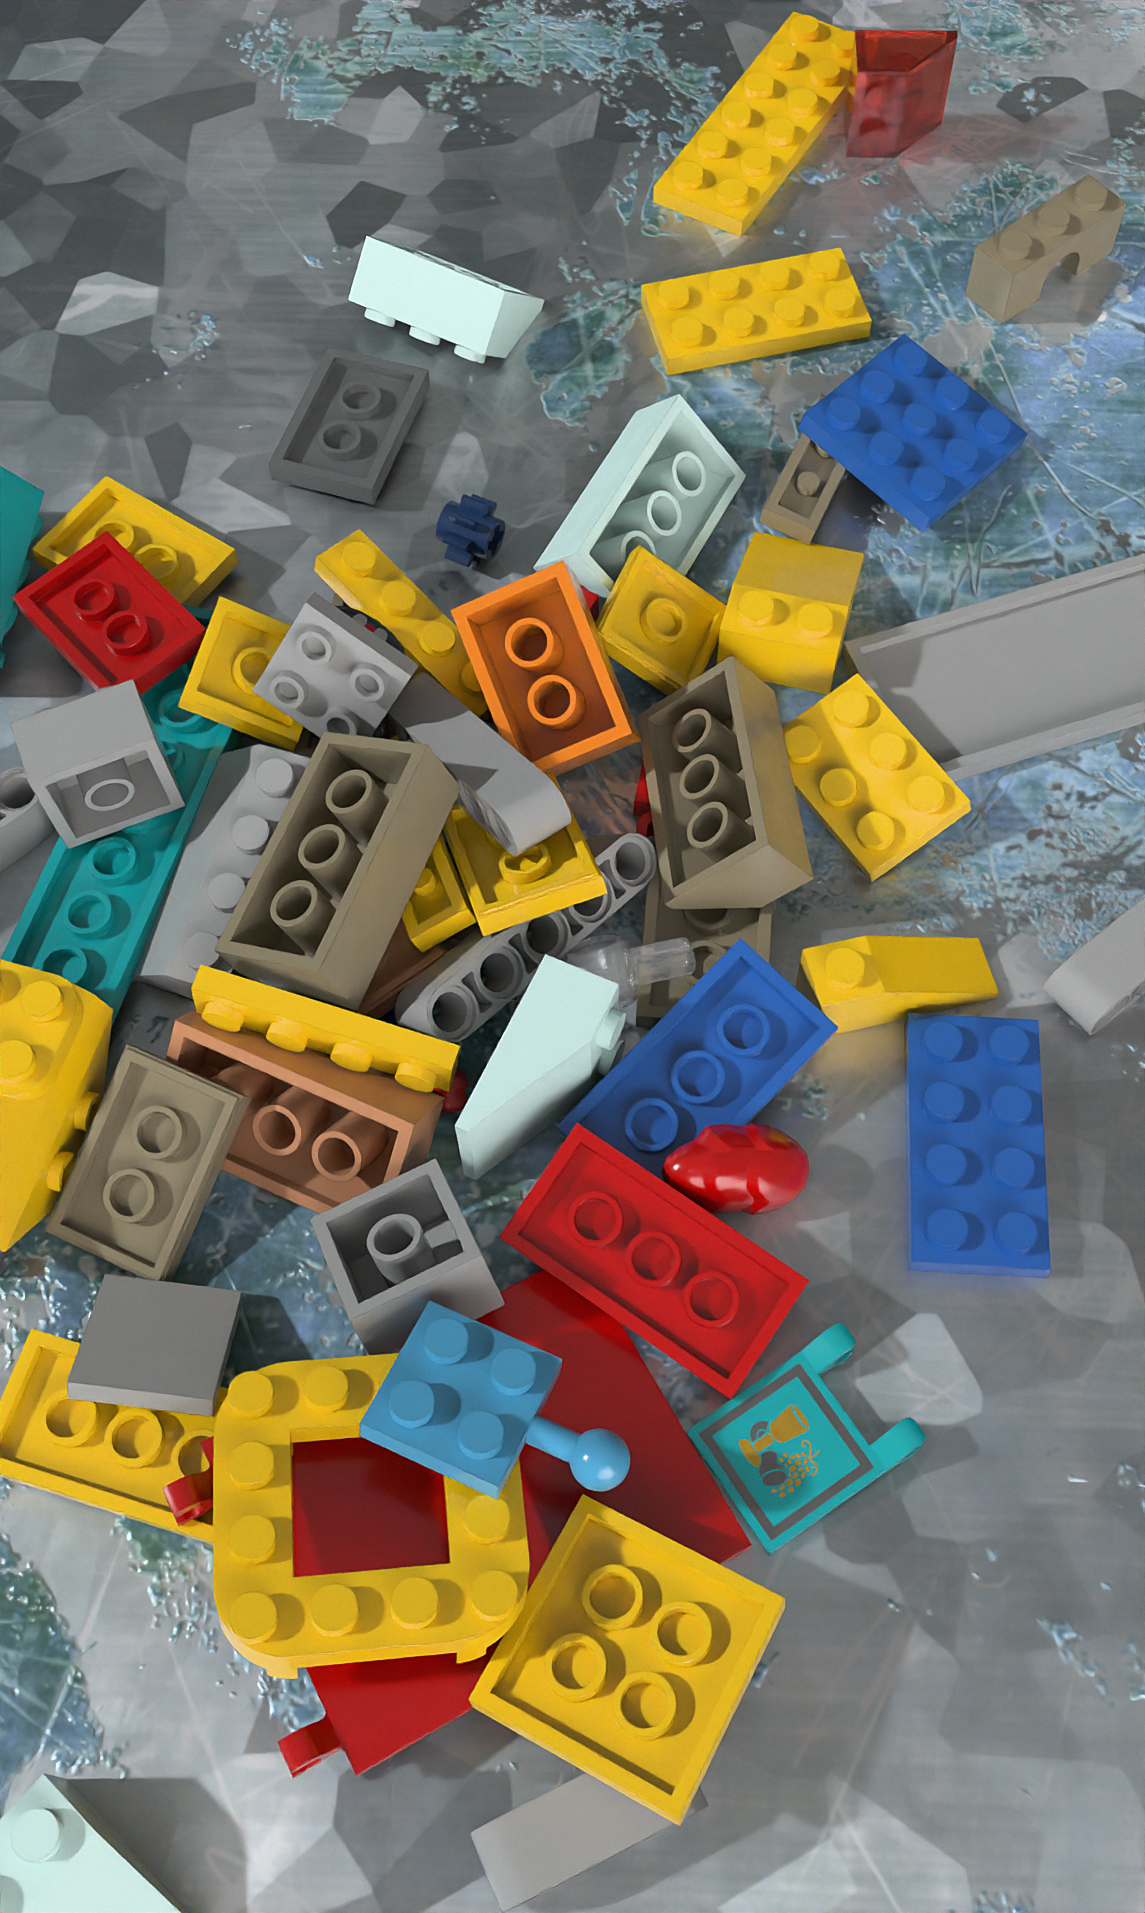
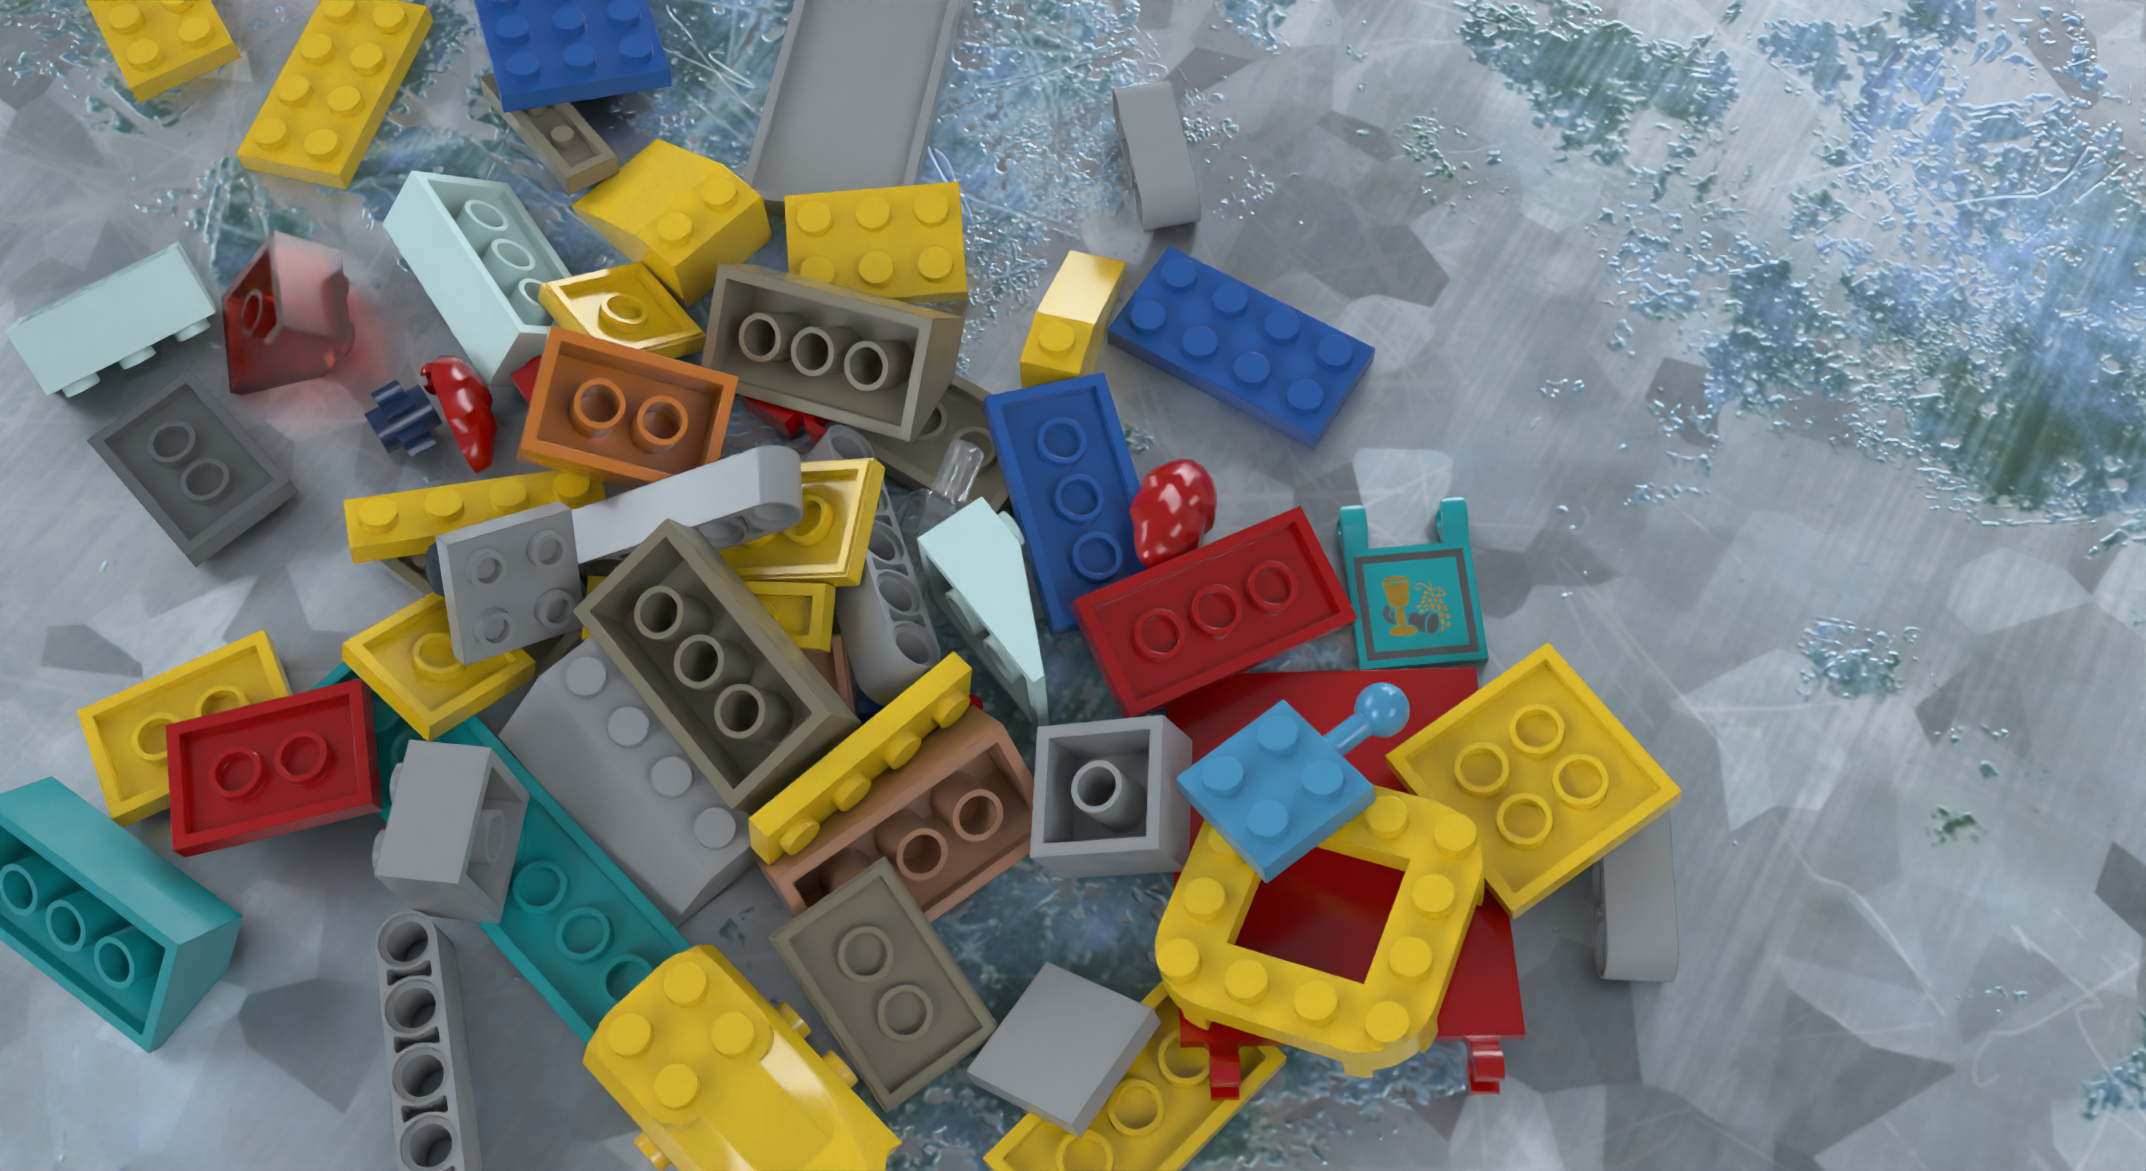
camera: 60 degrees left, 0 degrees up
(499, 558) = (466, 407): none -> red arm
(518, 403) = (286, 315): none -> clear red slope

